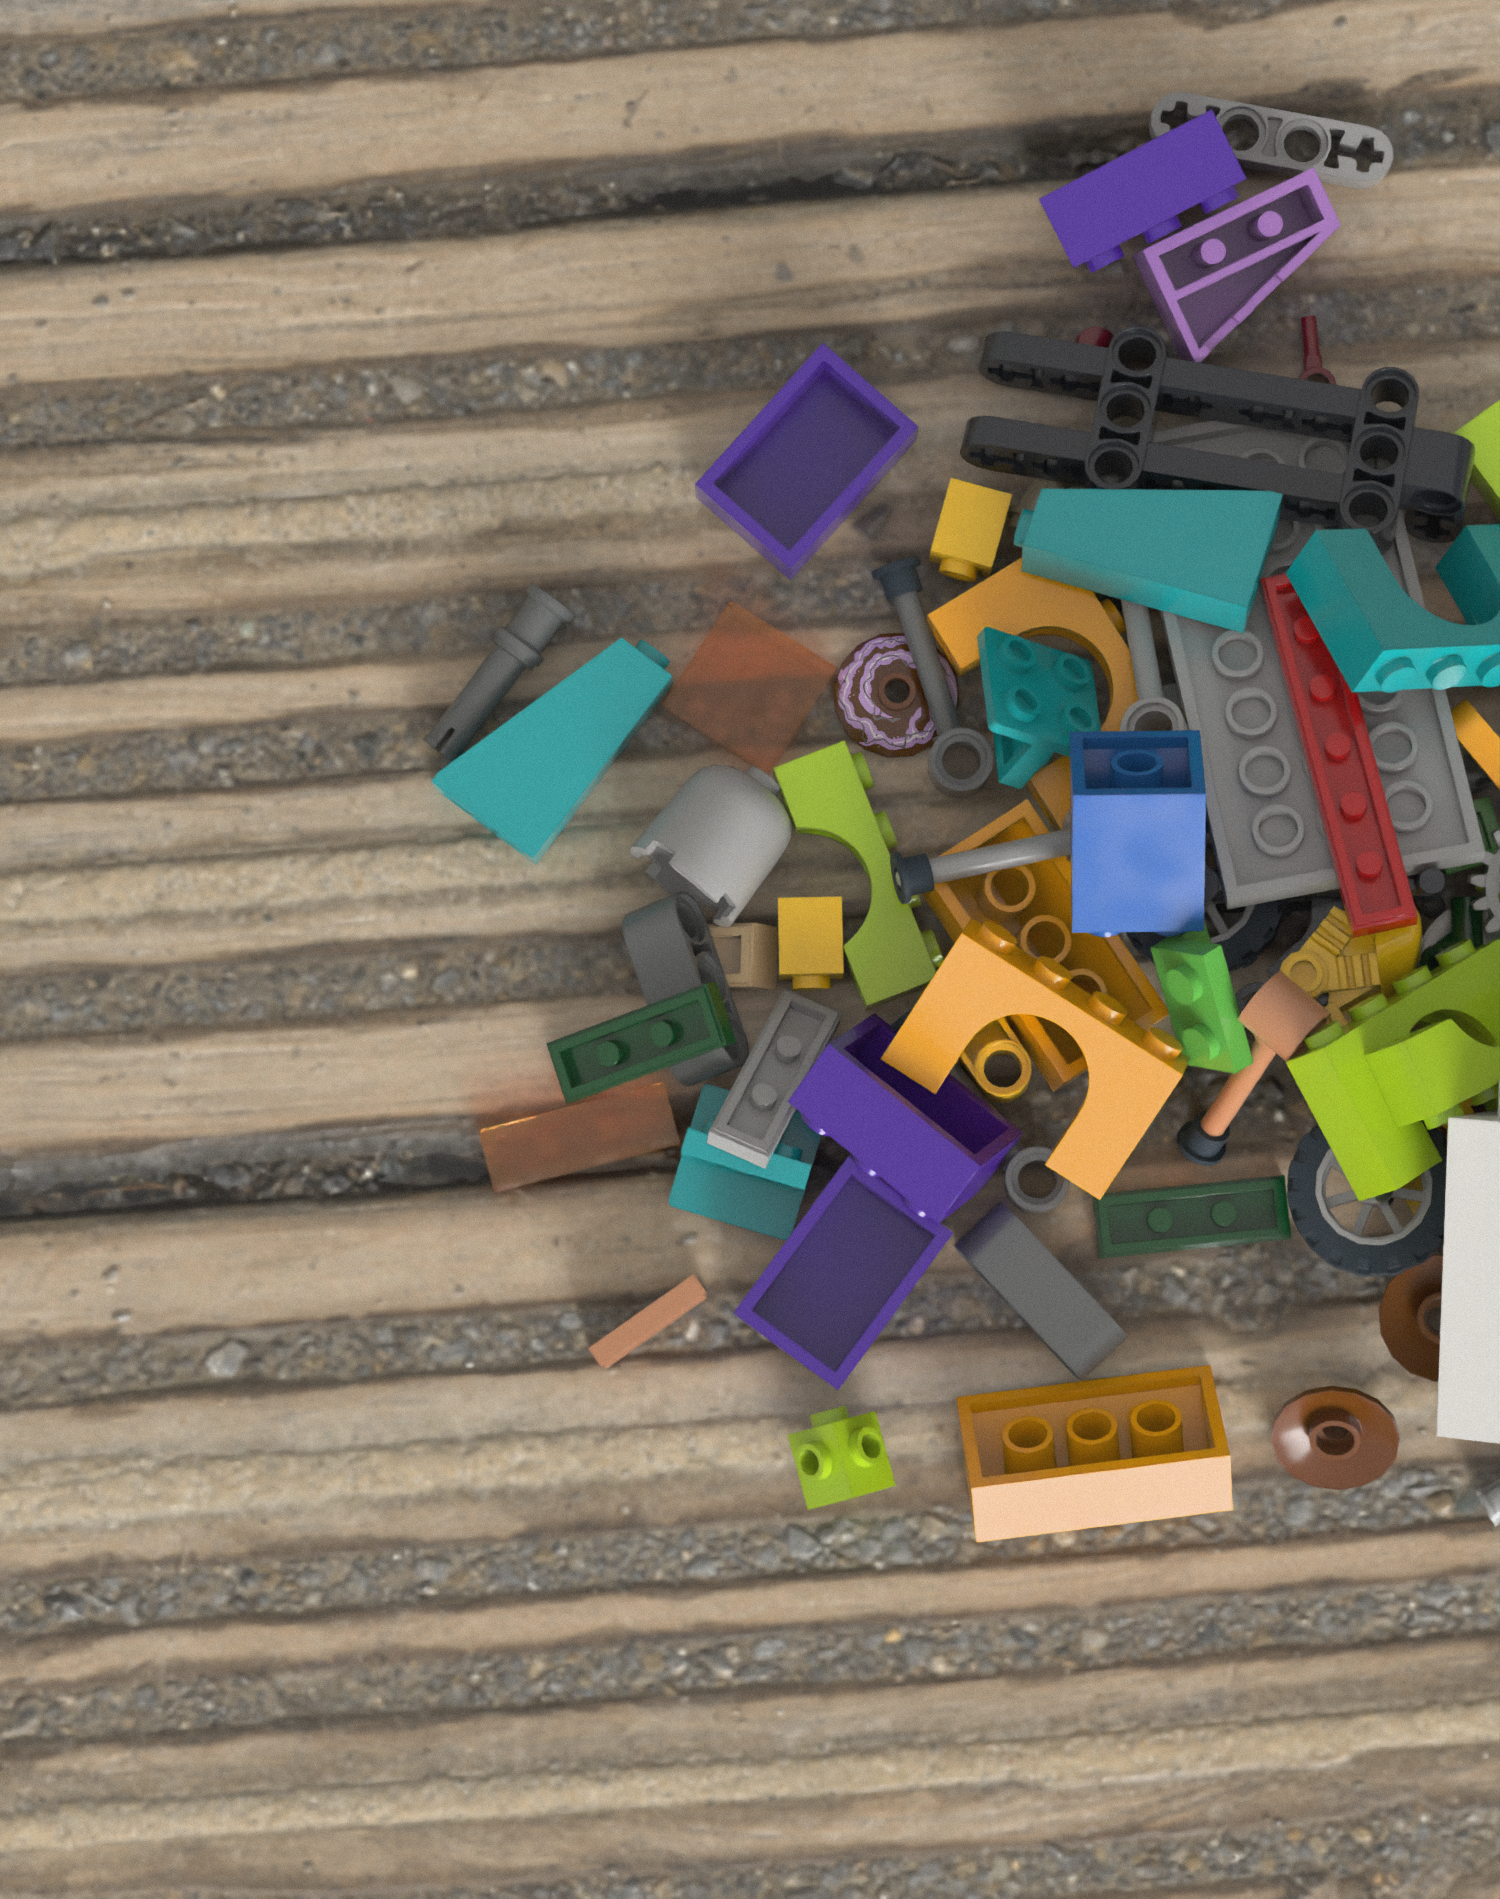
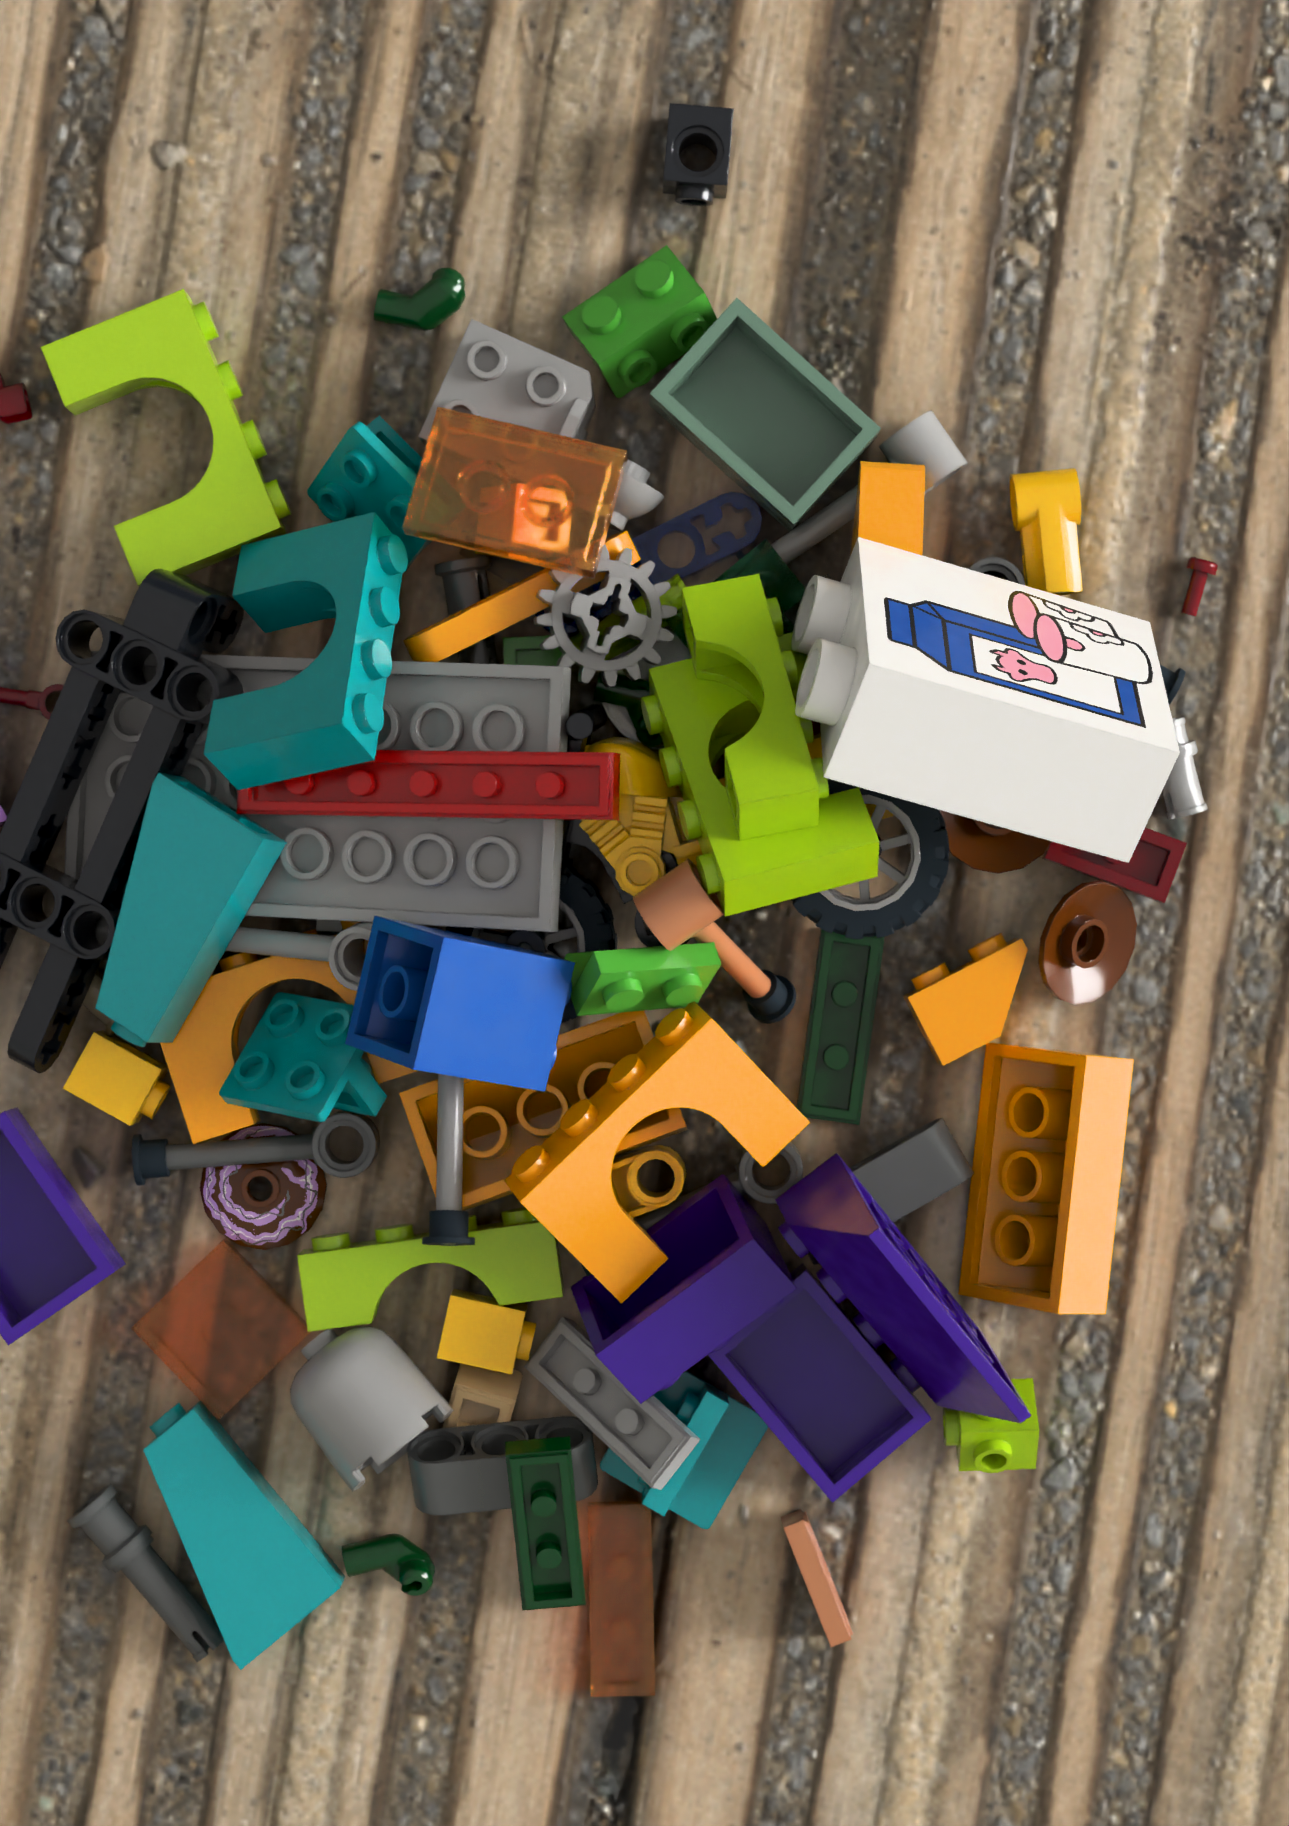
camera: 80 degrees left, 5 degrees up
(569, 906) = (396, 1557): none -> dark green arm
(953, 1323) = (895, 1293): none -> dark purple slope
(1247, 1336) = (969, 1004): none -> light orange slope
(1426, 1465) = (1146, 874): none -> dark red plate

